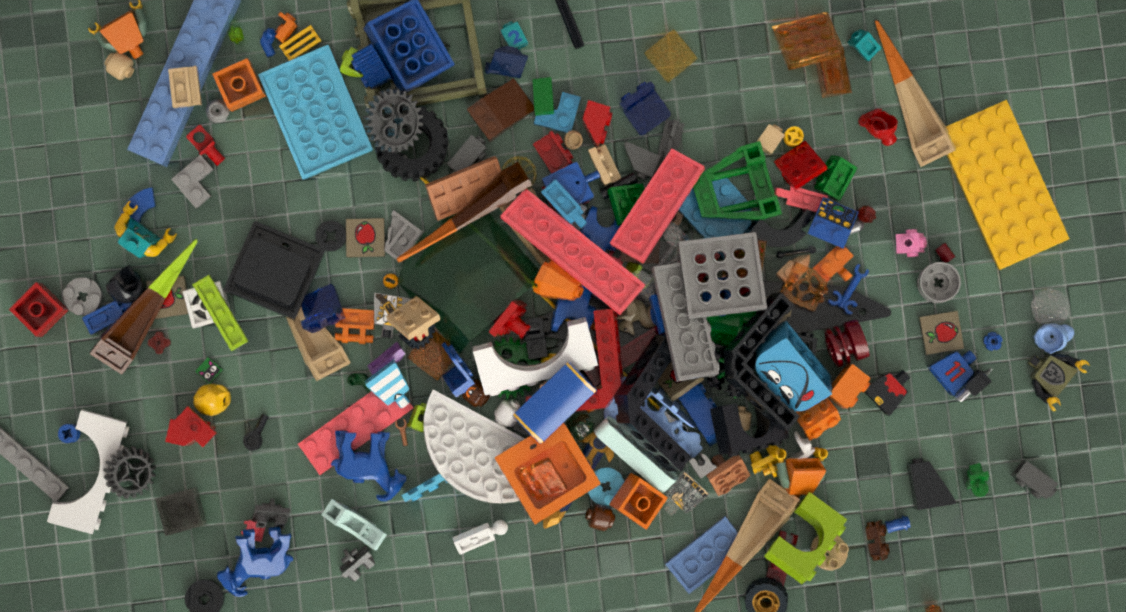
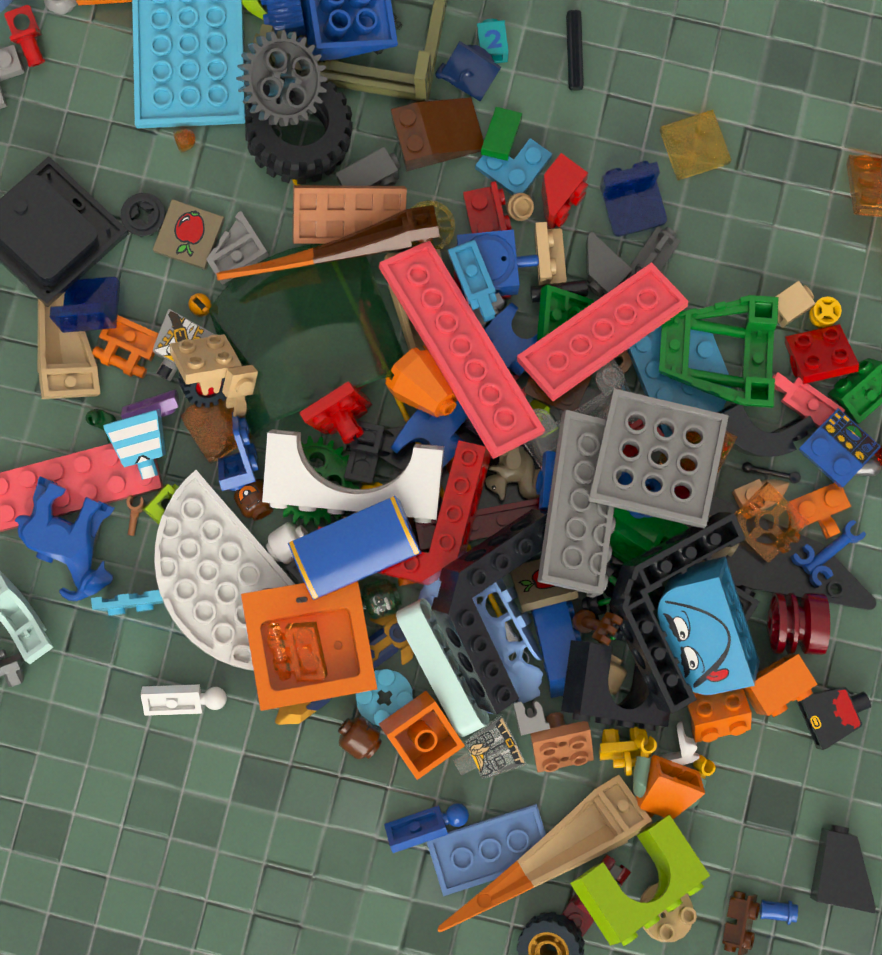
camera: 25 degrees right, 5 degrees down
(338, 176) = (184, 139): none -> clear orange hinge
(440, 327) = (238, 384): none -> tan plate
(661, 556) = (424, 826): none -> blue plate
(714, 393) = (585, 622): none -> reddish brown hinge

